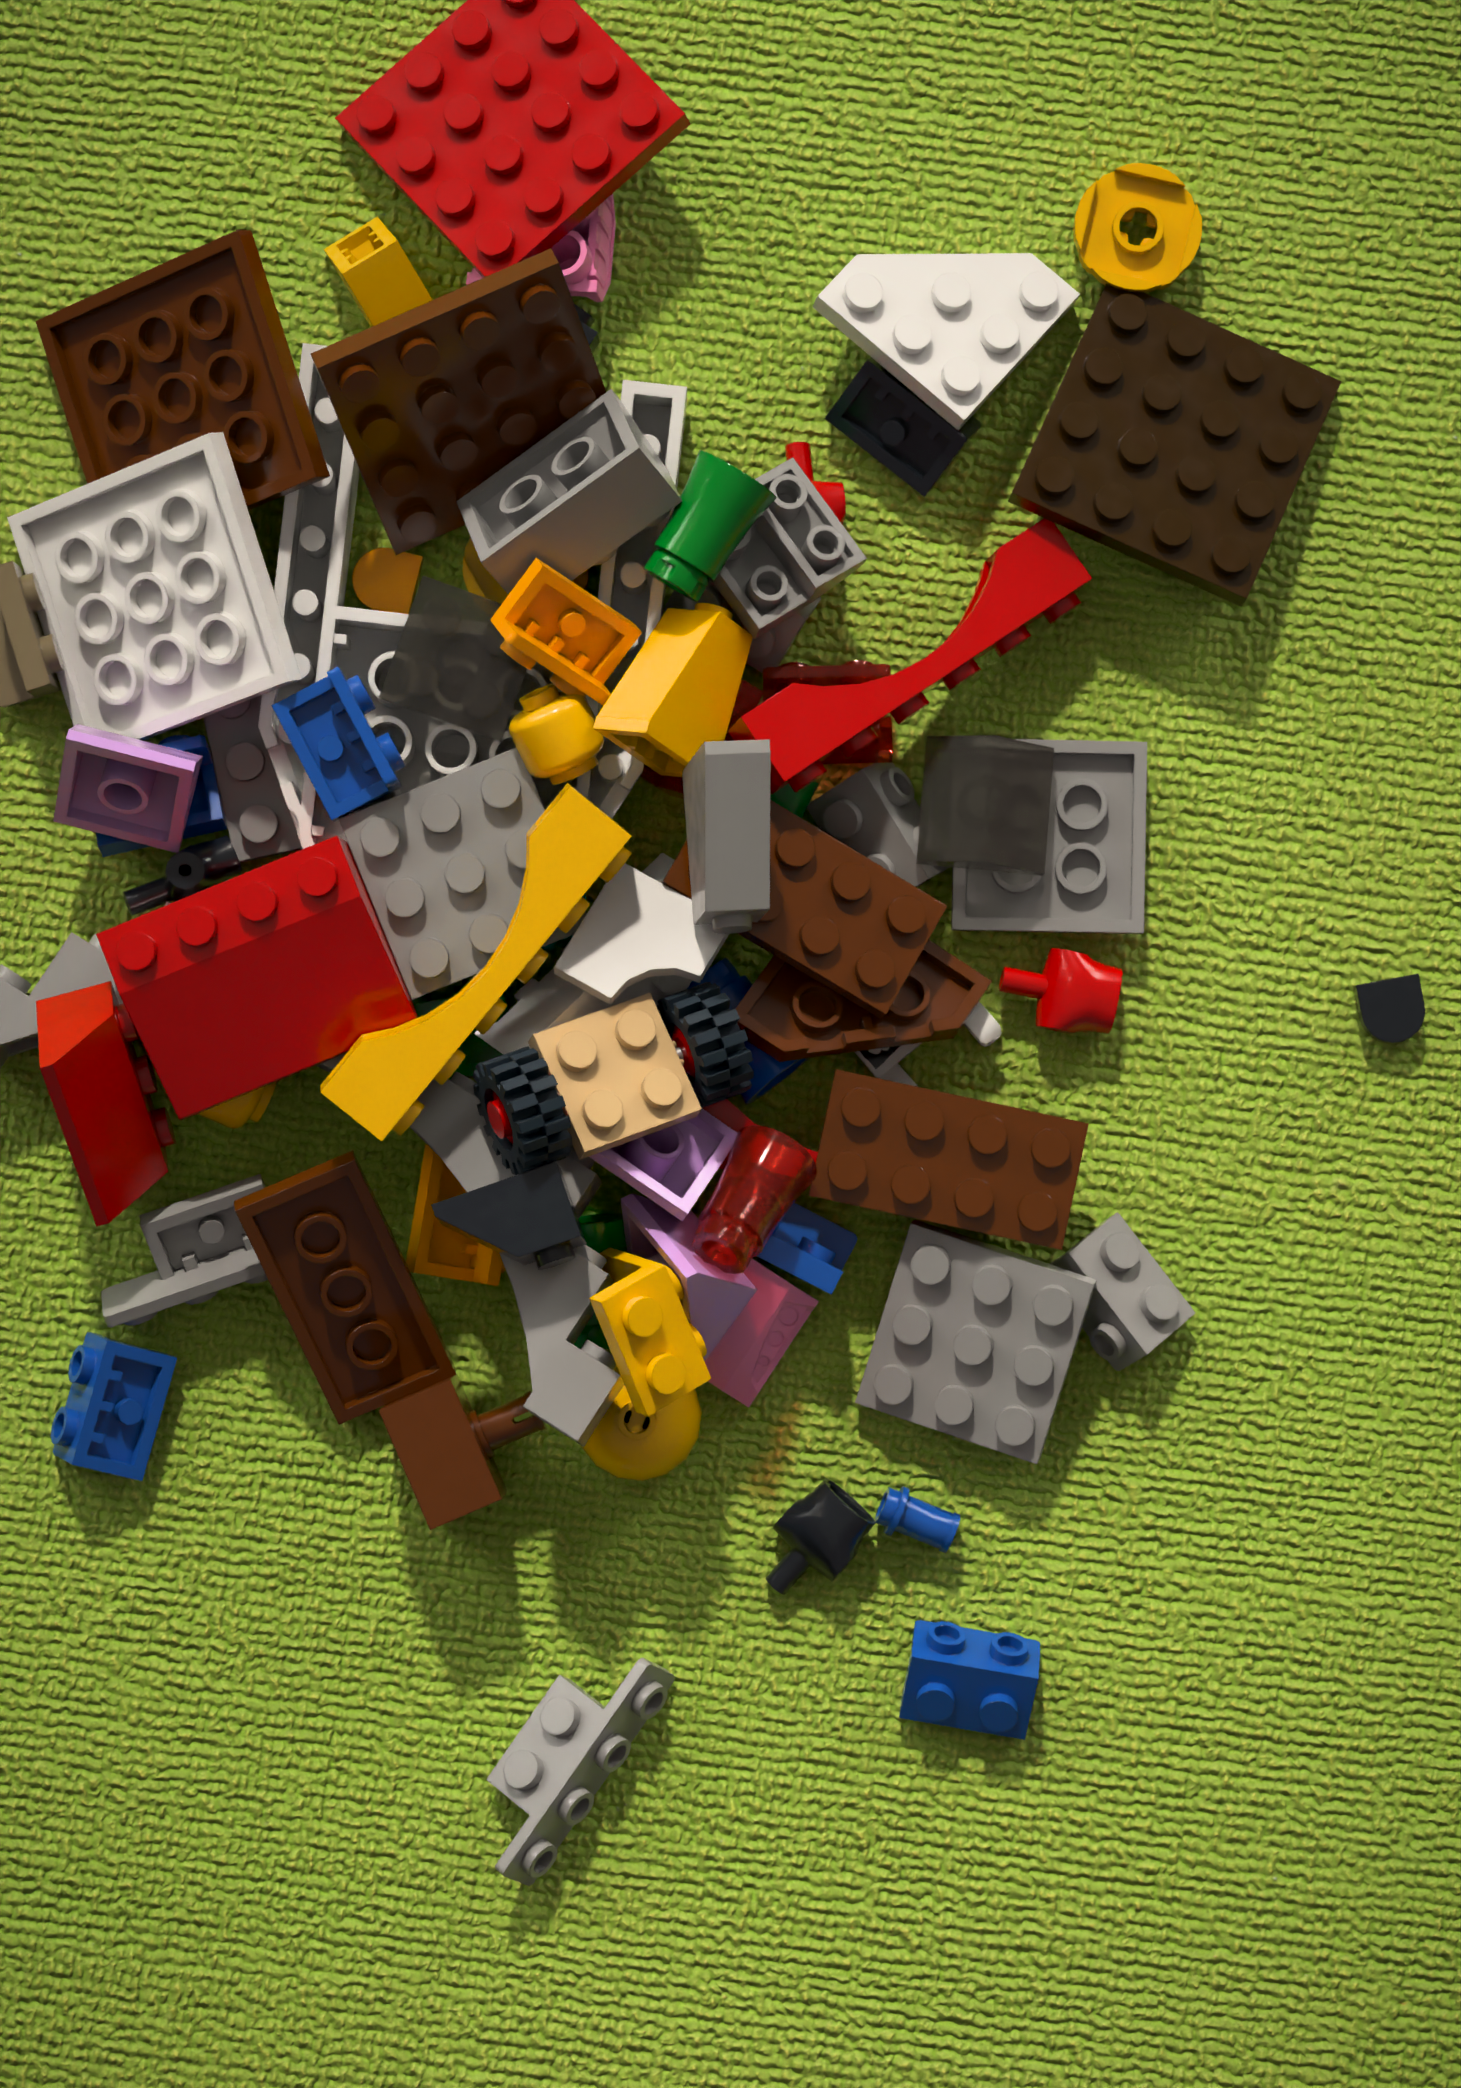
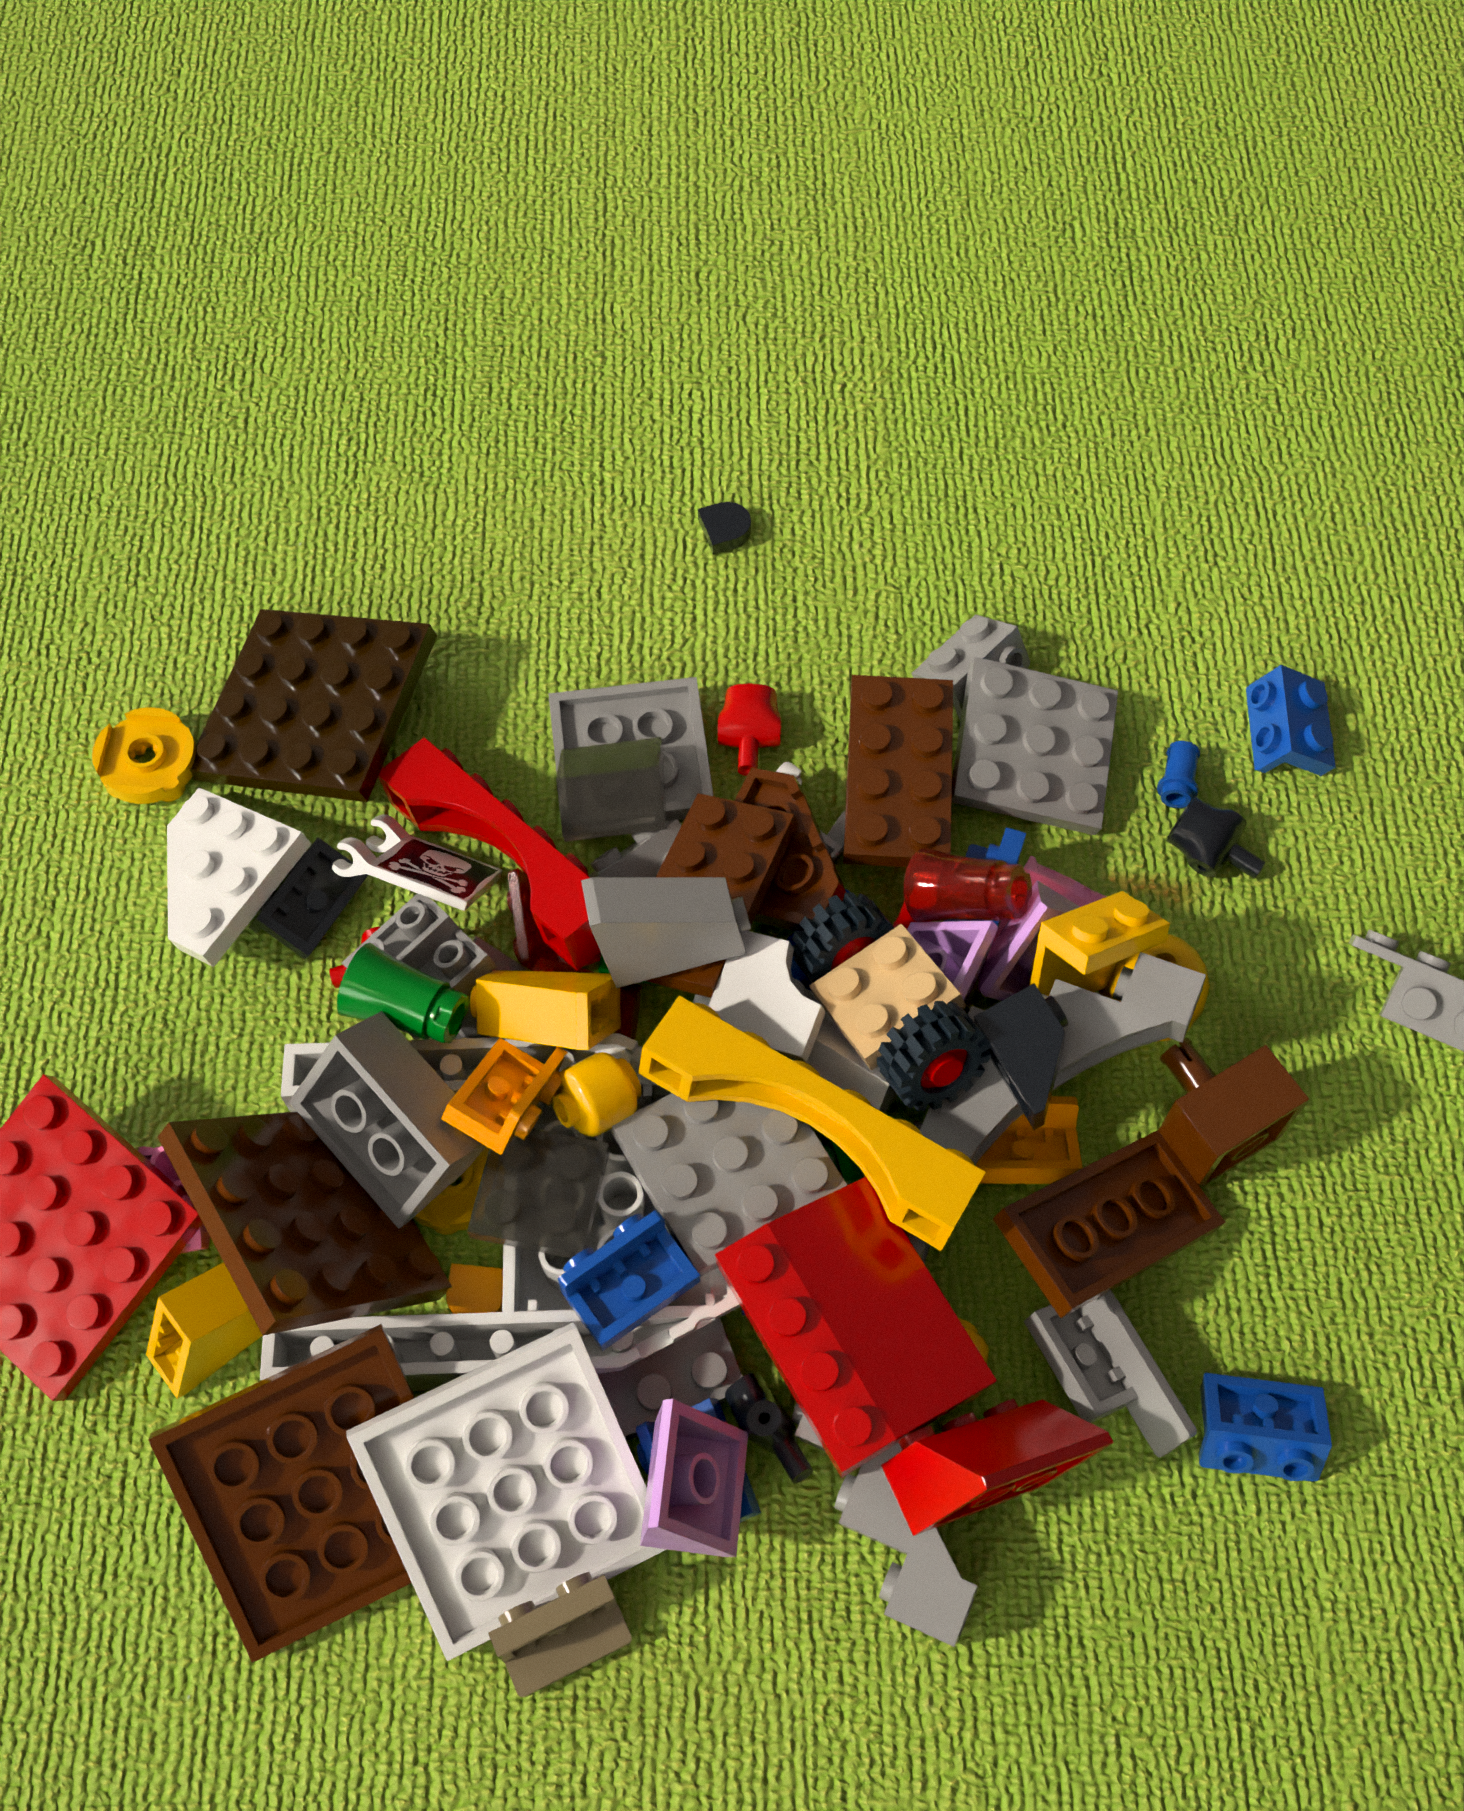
camera: 95 degrees left, 25 degrees down
(911, 561) = (417, 865): none -> white flag

